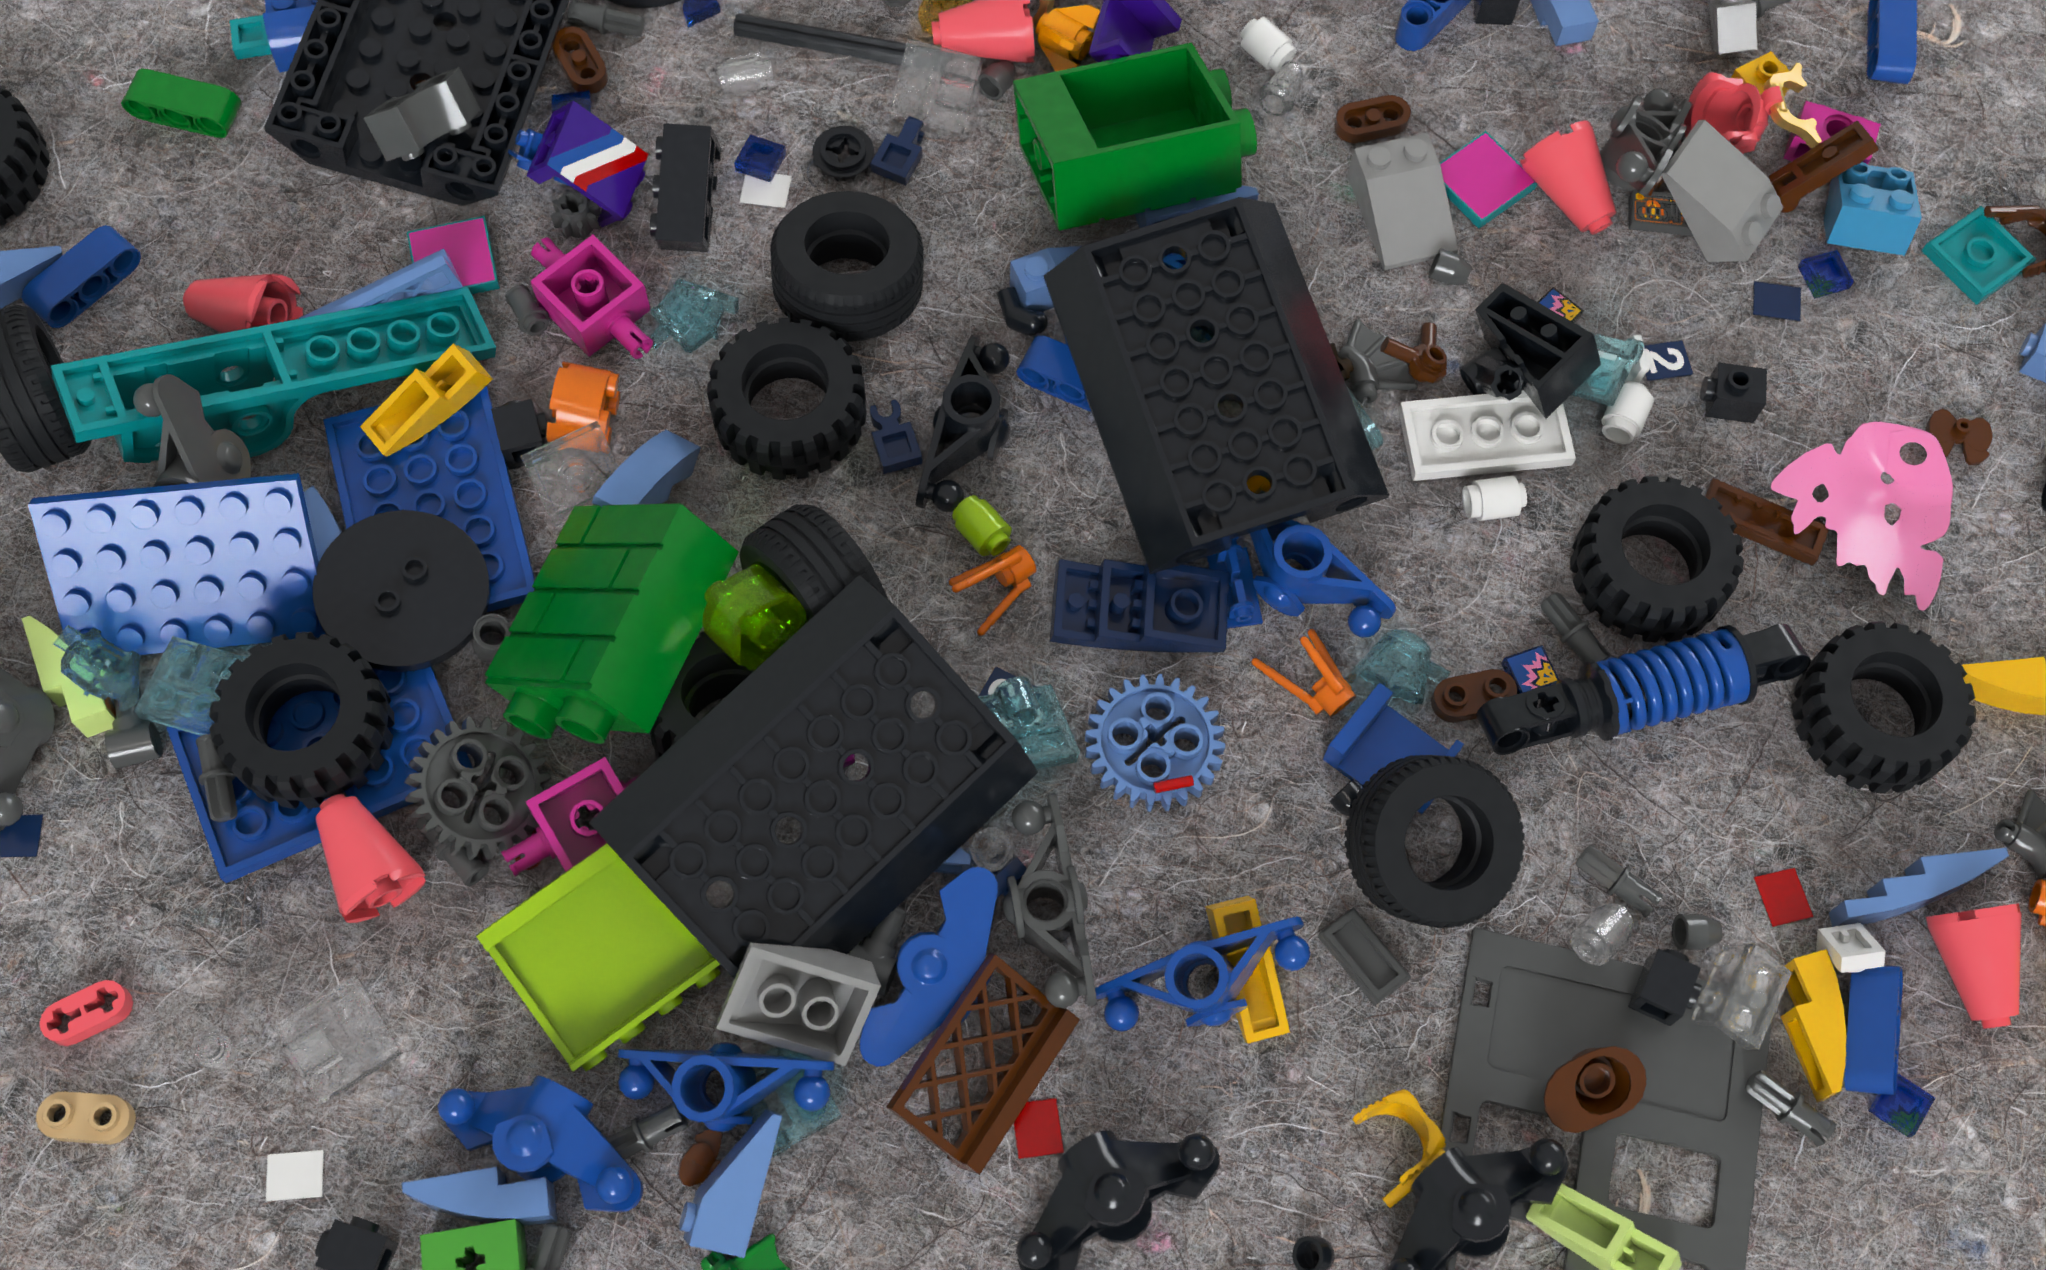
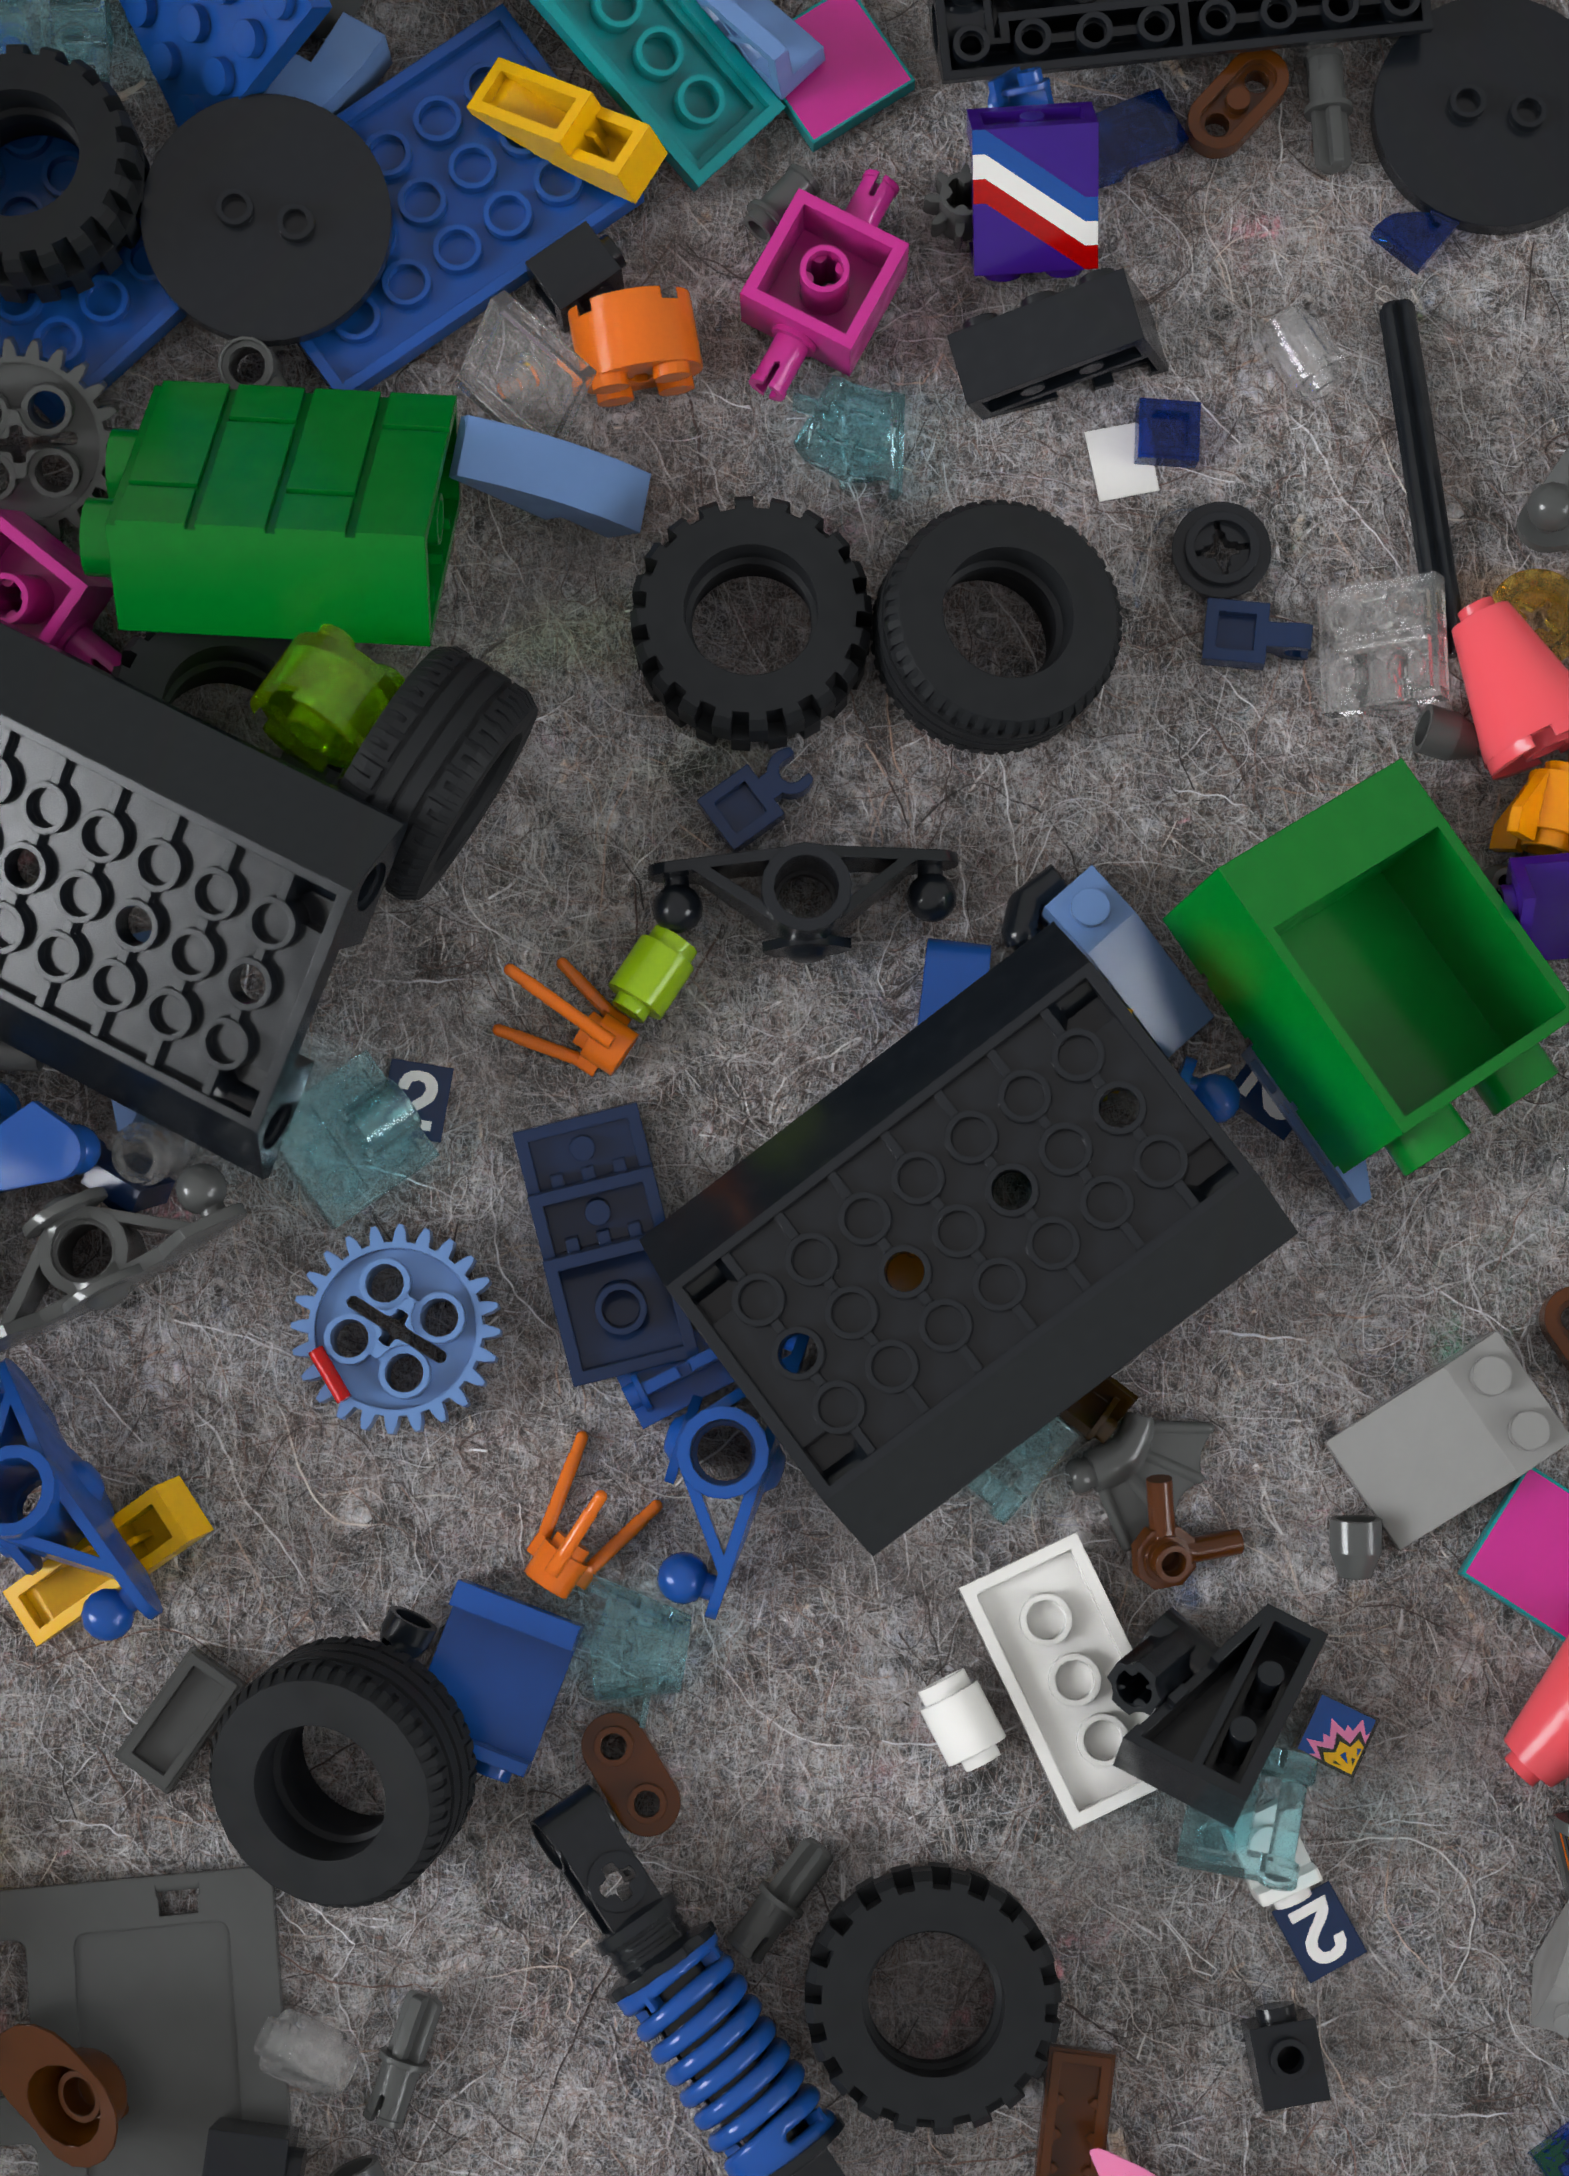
camera: 75 degrees right, 15 degrees up
(1530, 669) = (696, 1849): tile -> none
(1628, 414) = (1186, 1894): white brick -> none
(1777, 301) = (1498, 2092): dark blue sticker -> none

